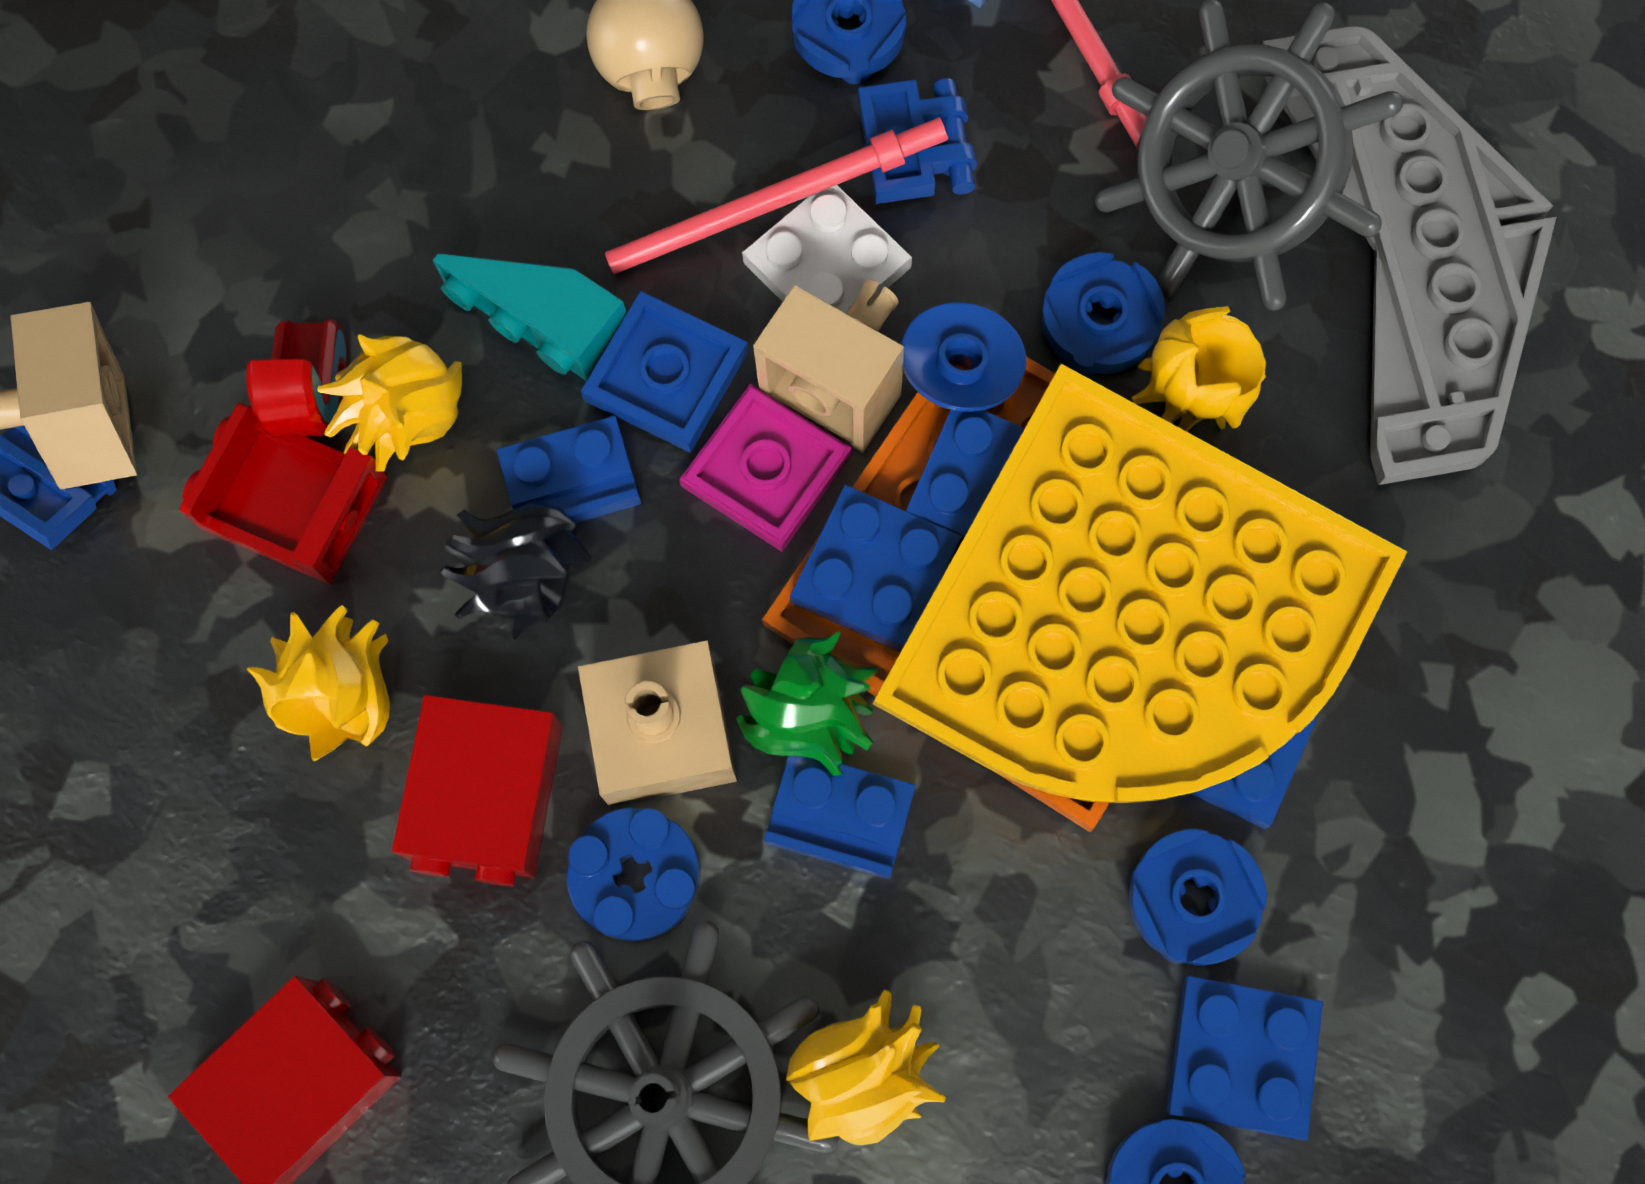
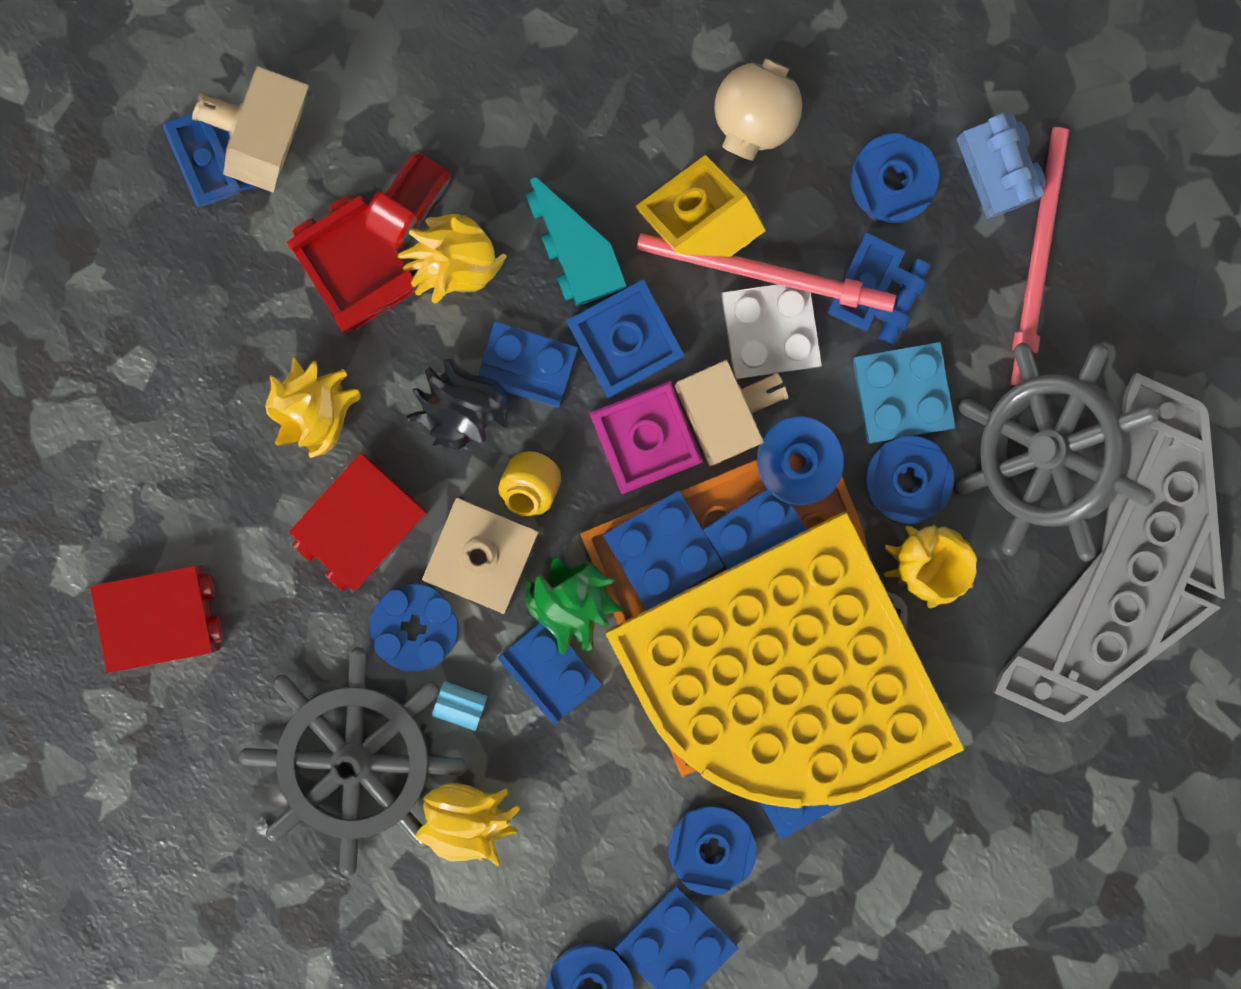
camera: 30 degrees right, 15 degrees up
(661, 599) = (529, 484): none -> yellow head
(663, 174) = (702, 212): none -> yellow slope
(755, 932) = (459, 705): none -> medium azure piece
(1024, 230) = (903, 392): none -> dark azure plate

